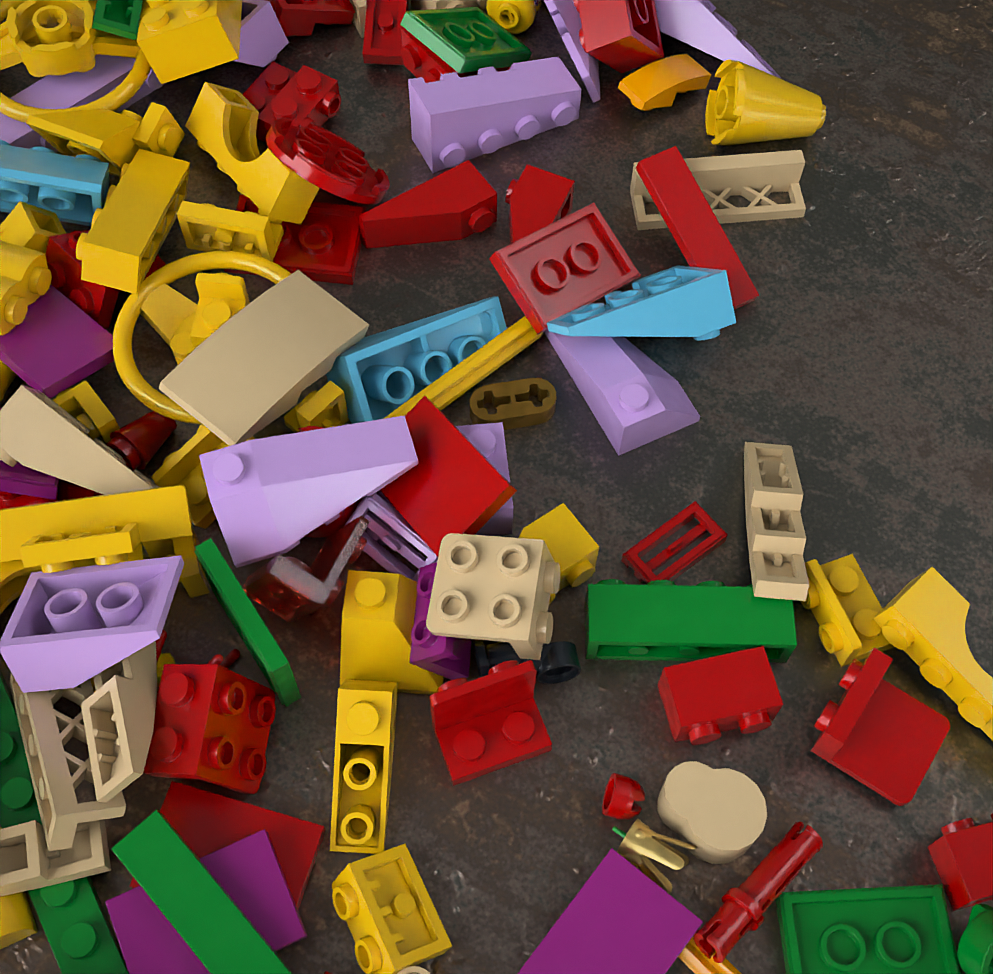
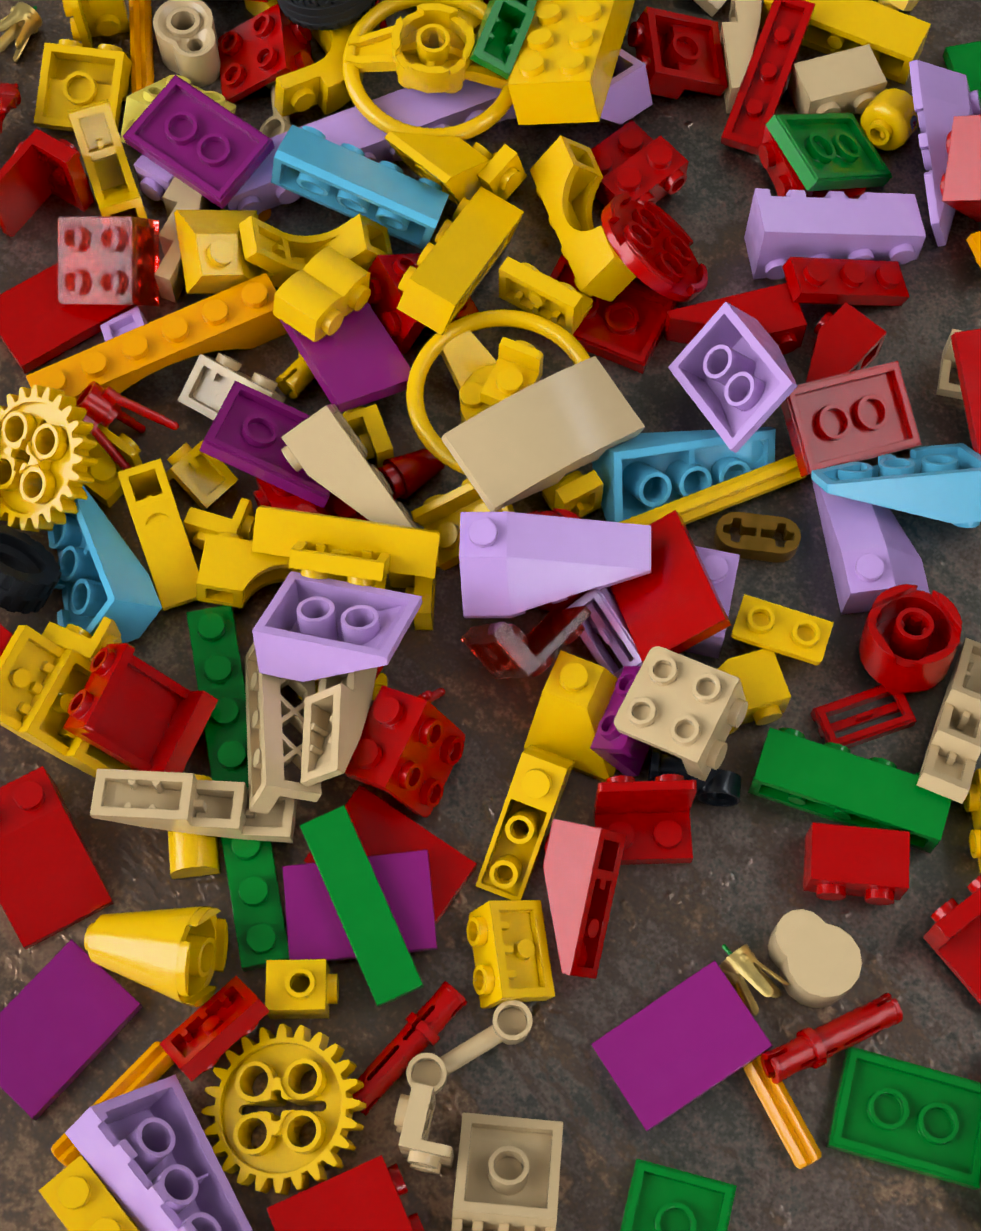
camera: 20 degrees right, 5 degrees up
(248, 623) = (460, 670): green tile -> none
(442, 253) = (734, 374): none -> lavender slope
(443, 812) = (581, 883): none -> slope
(516, 147) = (845, 281): none -> red plate
(568, 483) = (782, 630): none -> yellow bracket
(620, 797) = (737, 922): red hinge -> none
(695, 456) = (910, 639): none -> red brick

